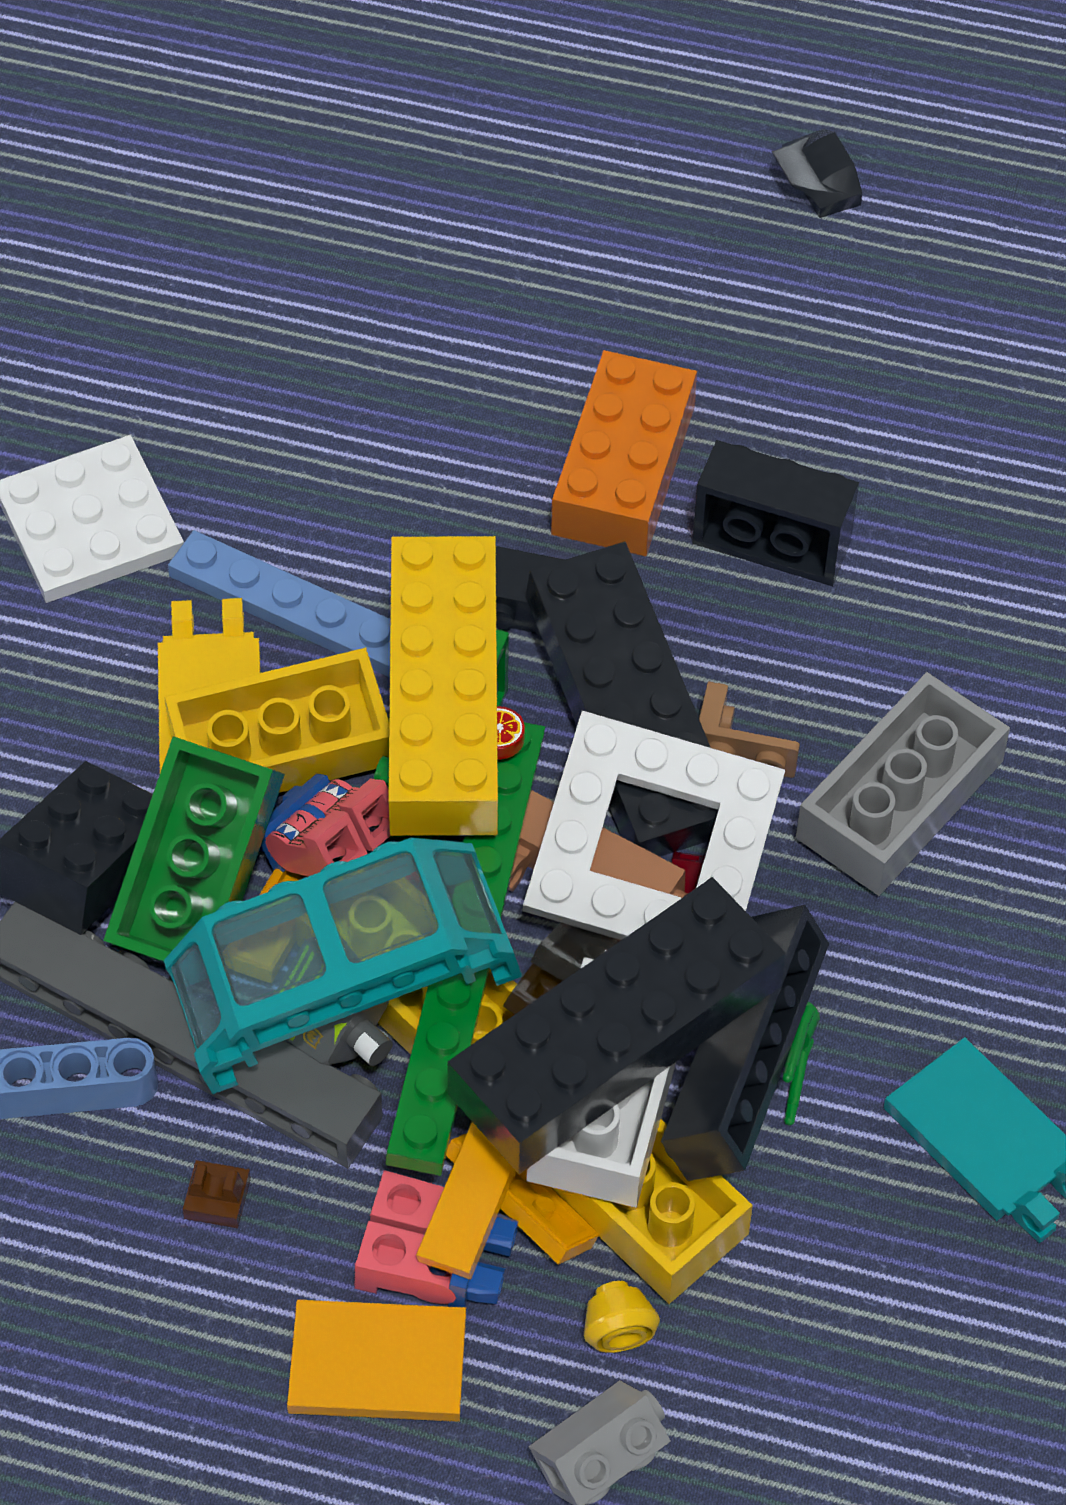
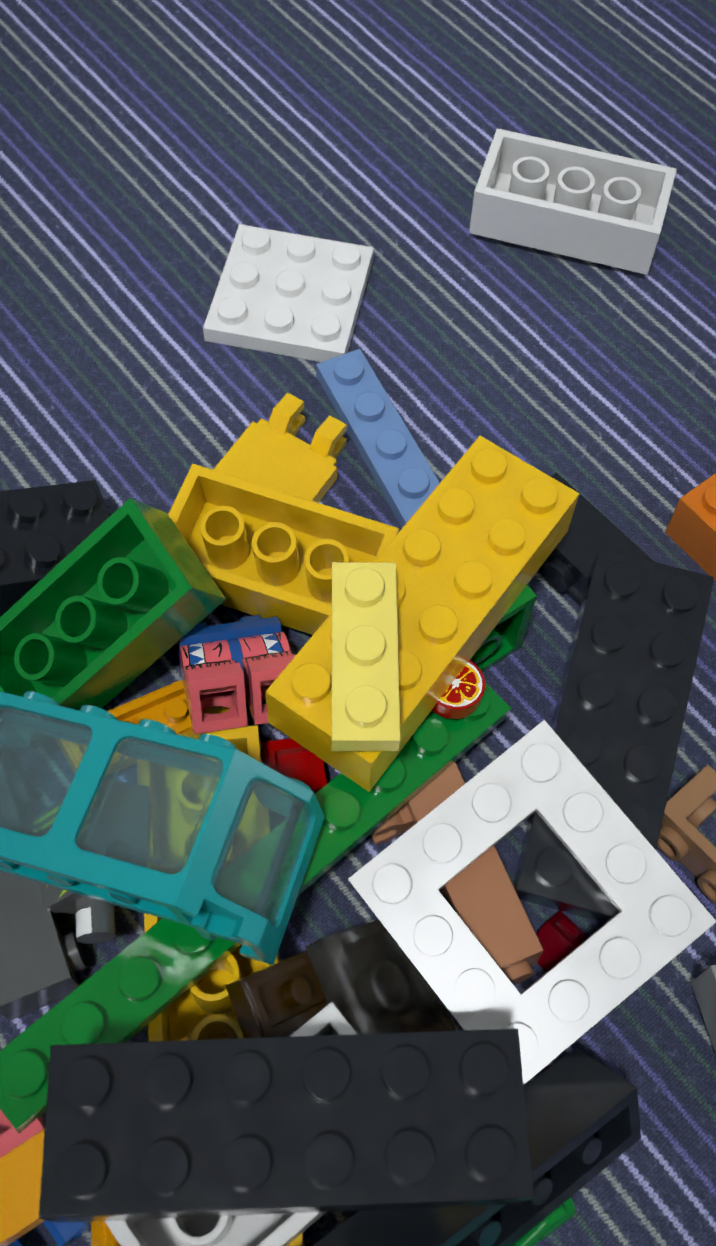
camera: 35 degrees right, 5 degrees up
(274, 294) = (571, 201): none -> white brick
(441, 732) = (365, 657): none -> light yellow plate

